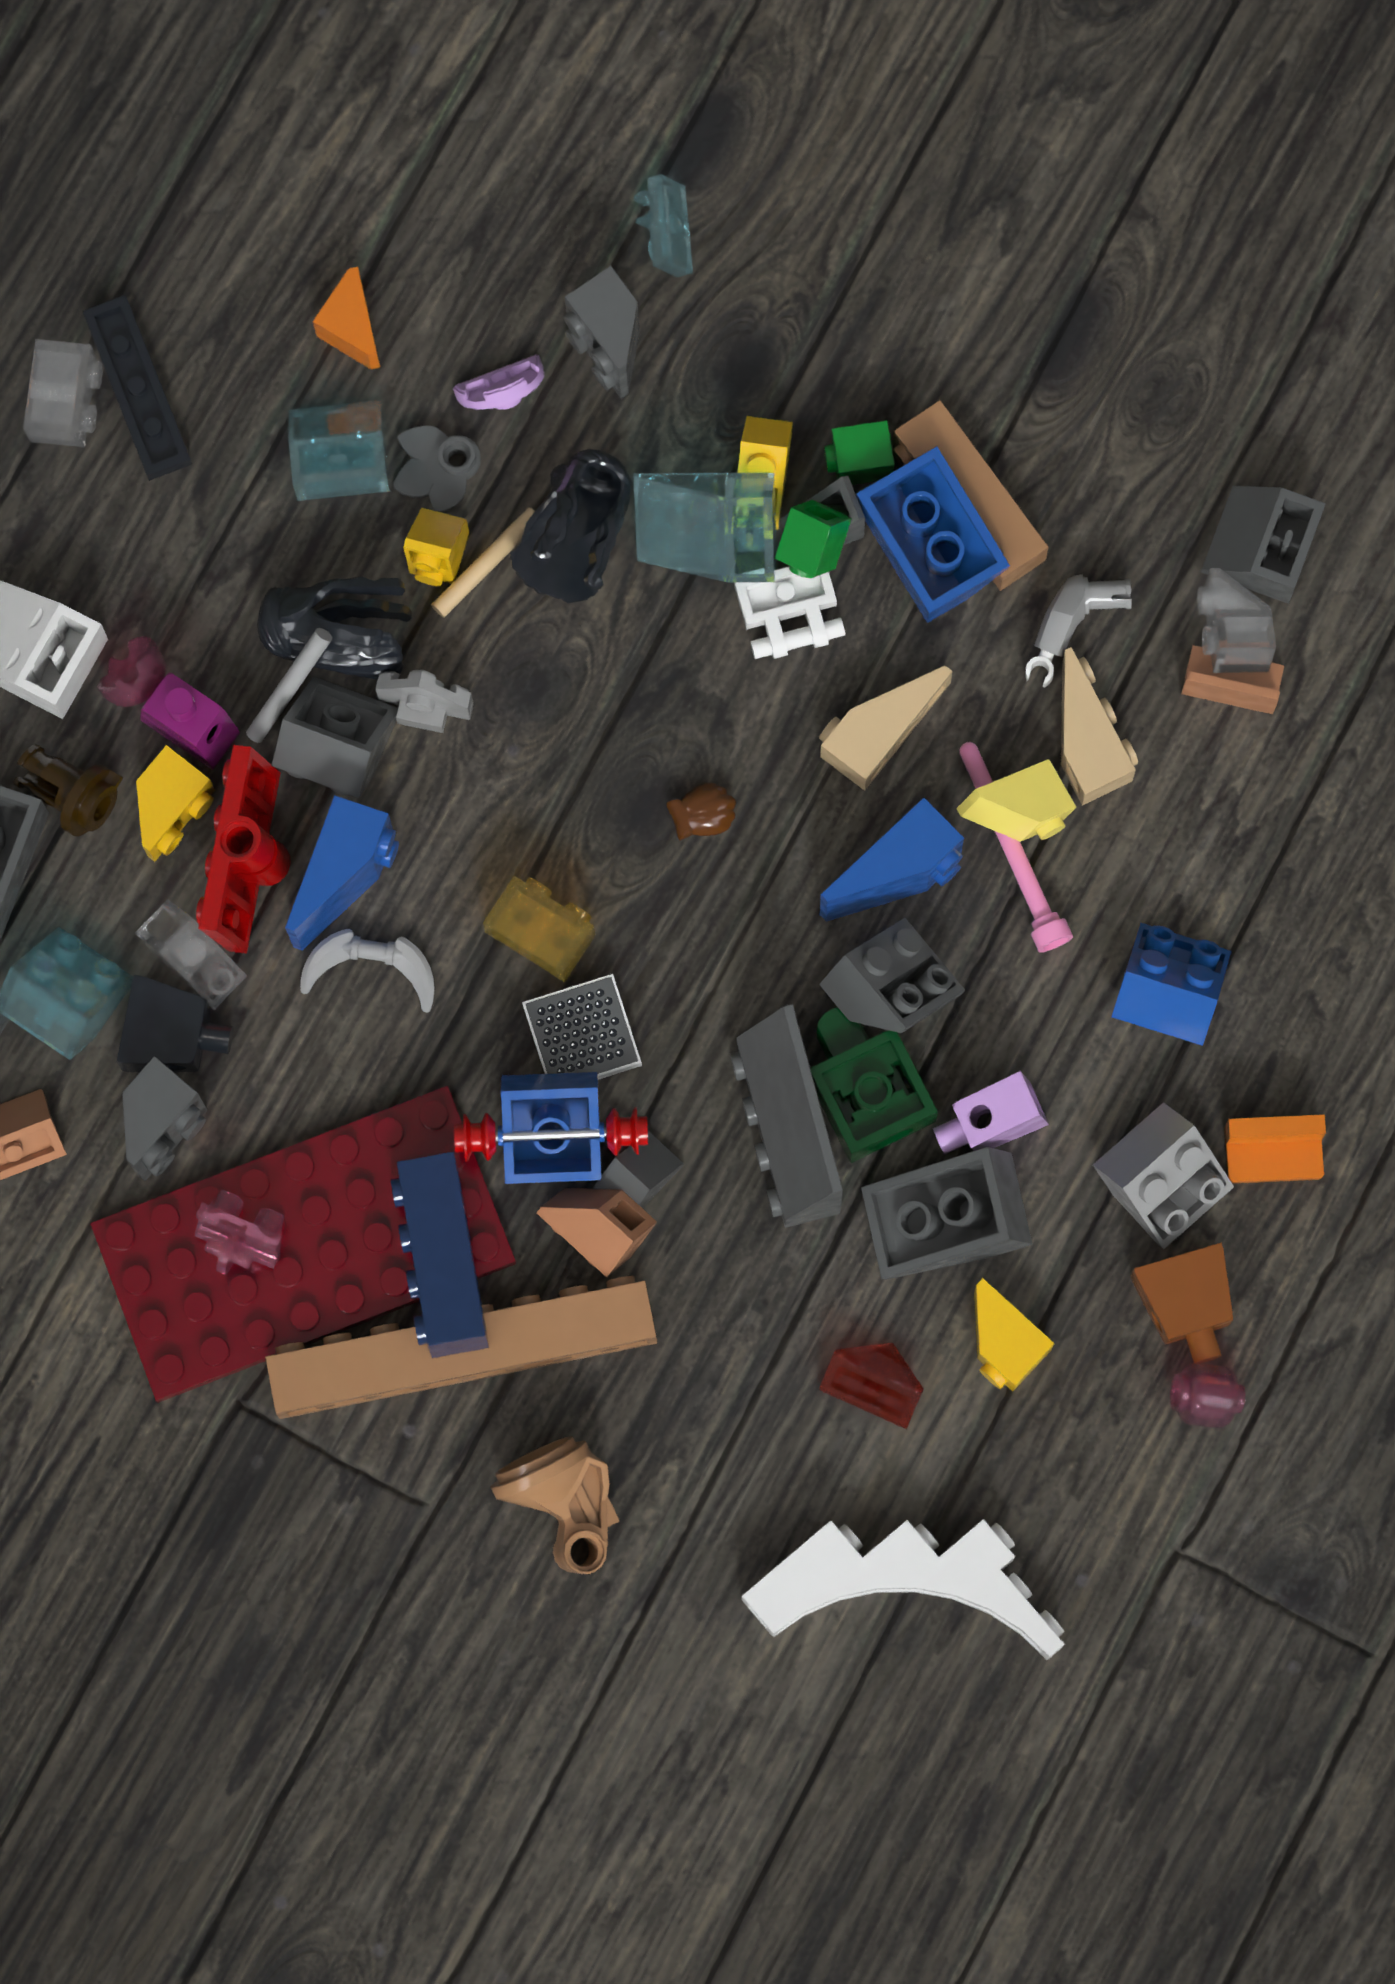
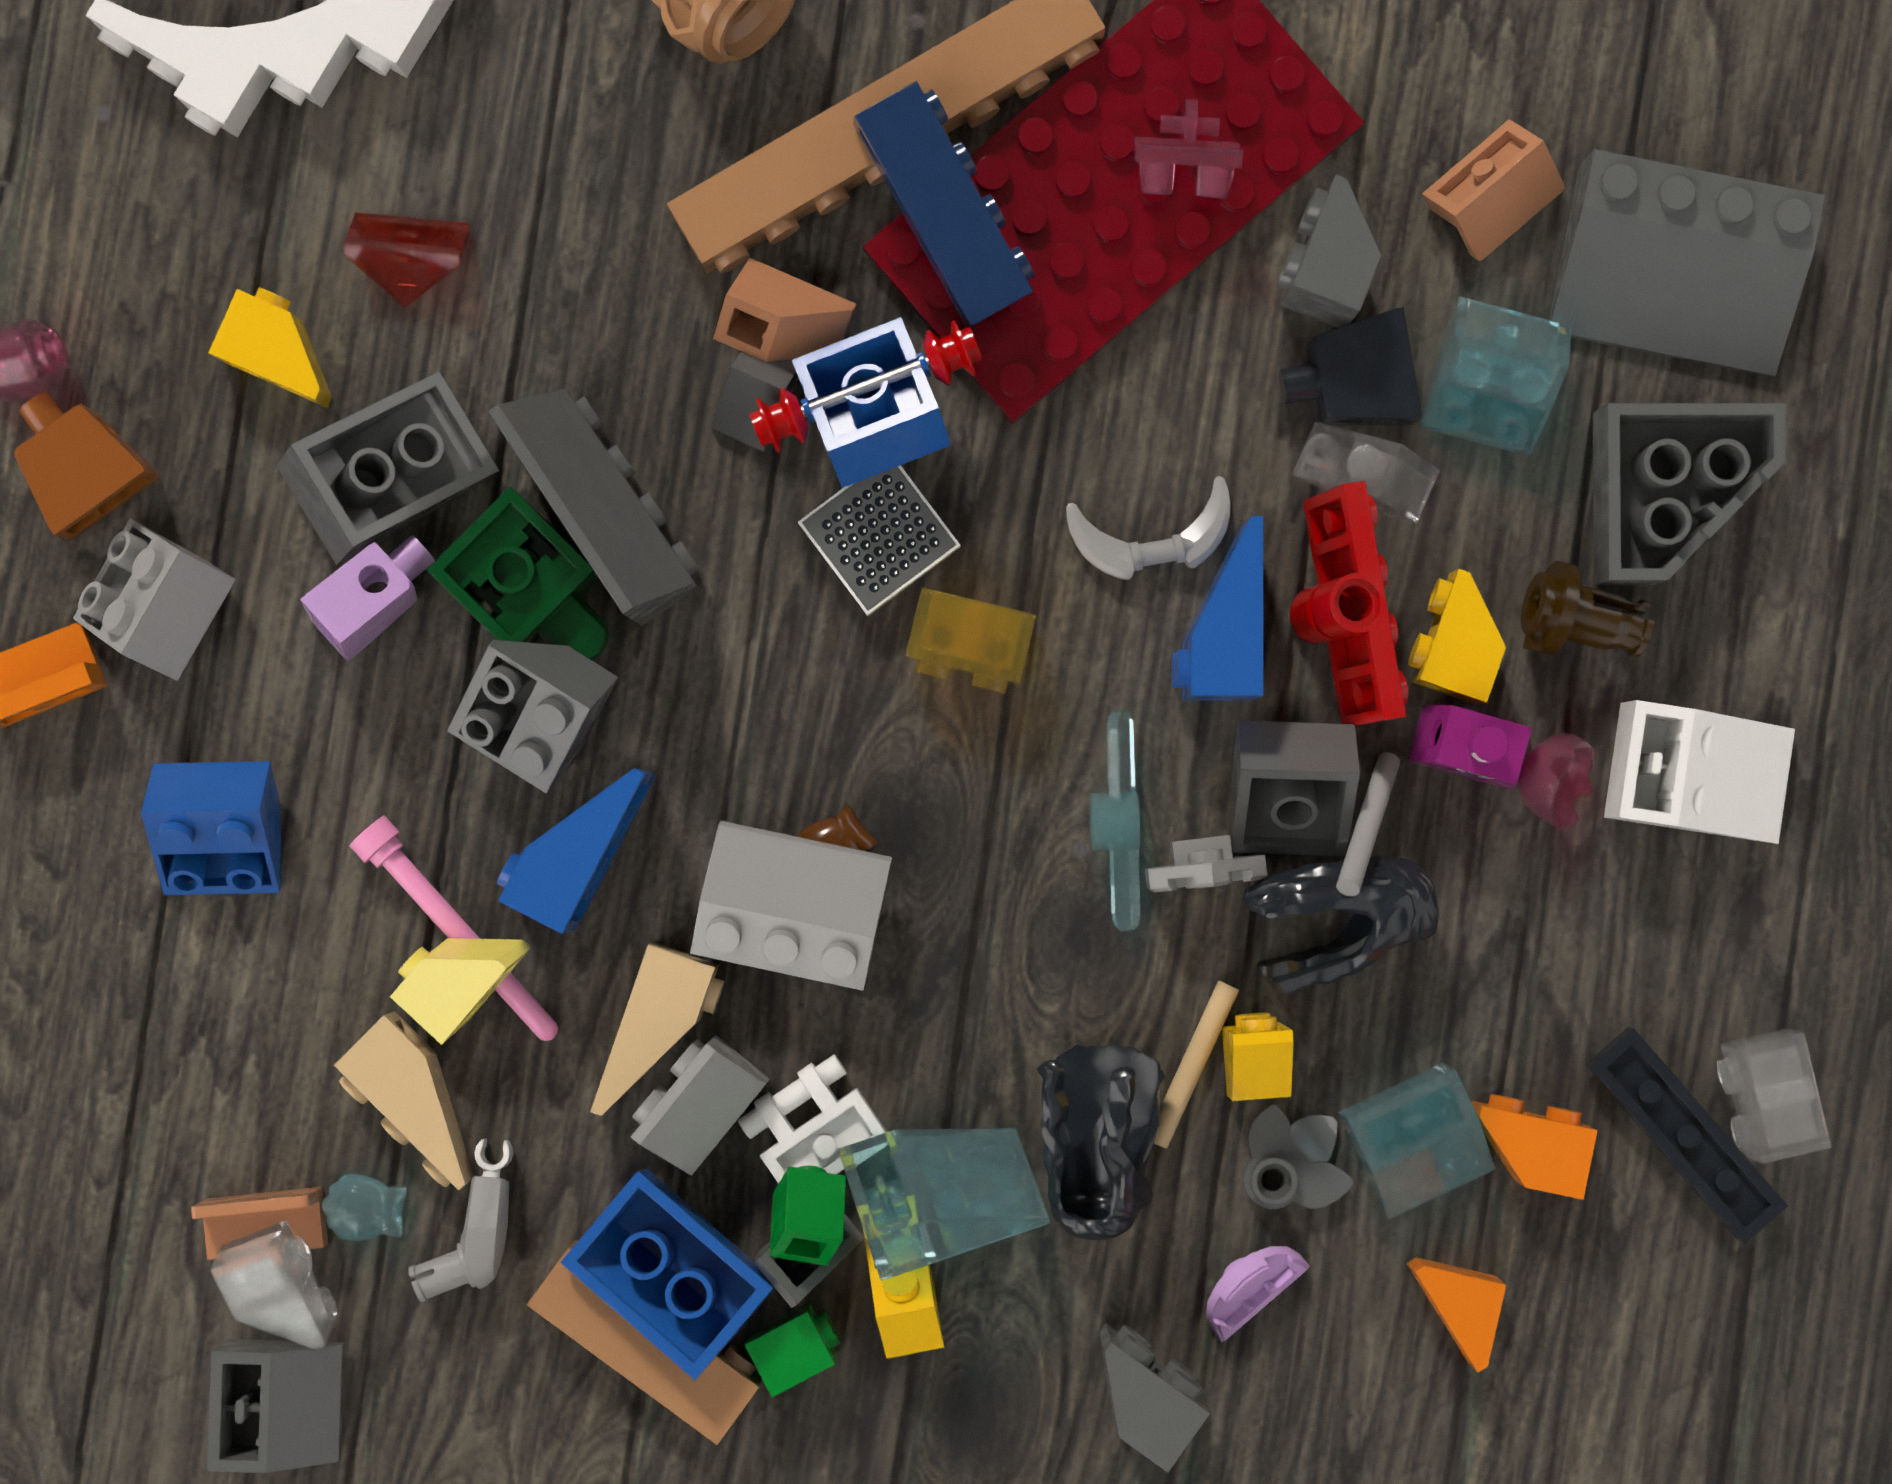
camera: 160 degrees right, 10 degrees up
(248, 411) = (1539, 1150): none -> orange slope
(479, 753) = (1117, 822): none -> clear light blue piece
(747, 772) = (791, 905): none -> light grey slope
(869, 652) = (700, 1106): none -> light grey slope
(1152, 664) = (363, 1208): none -> clear light blue animal

